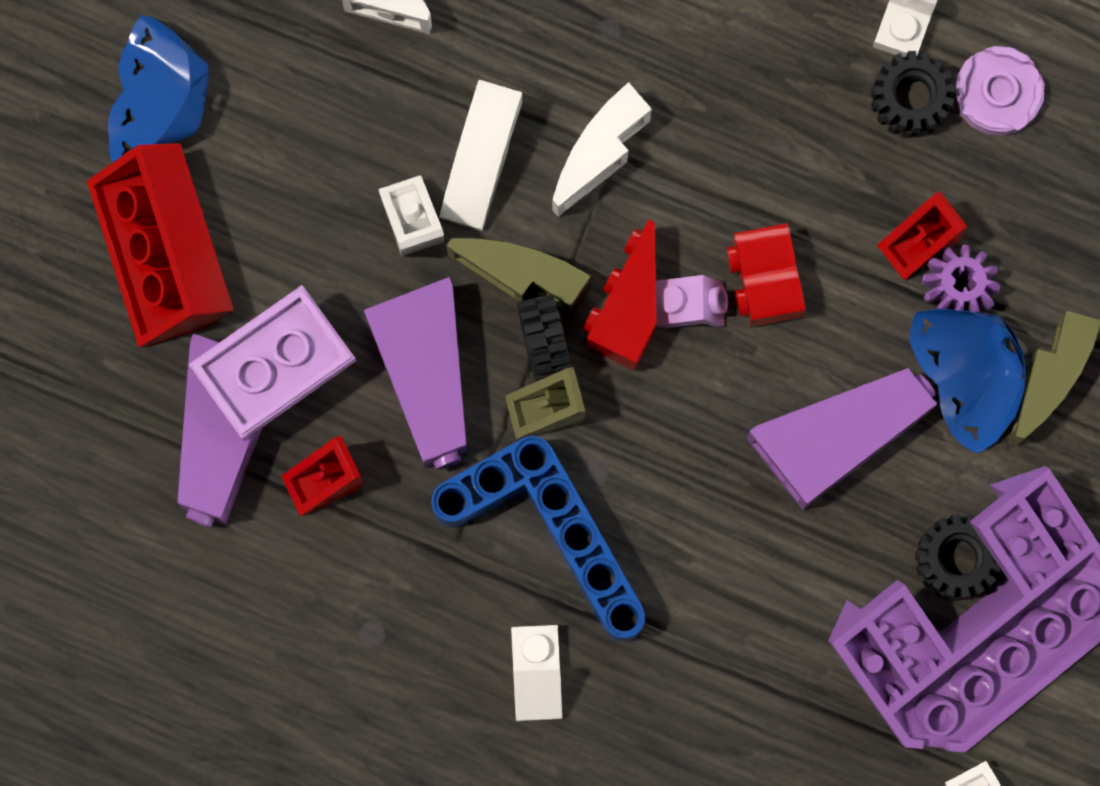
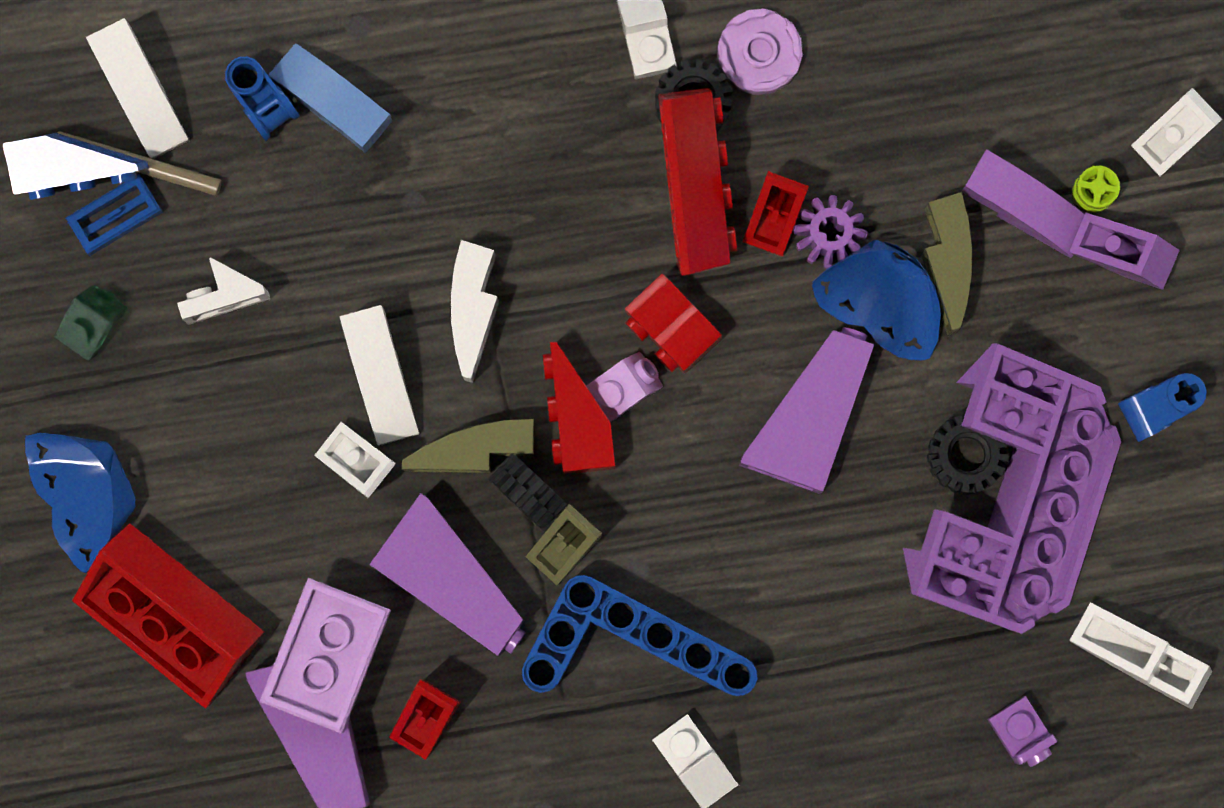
camera: 30 degrees left, 5 degrees up
(869, 158) = (695, 180): none -> red slope

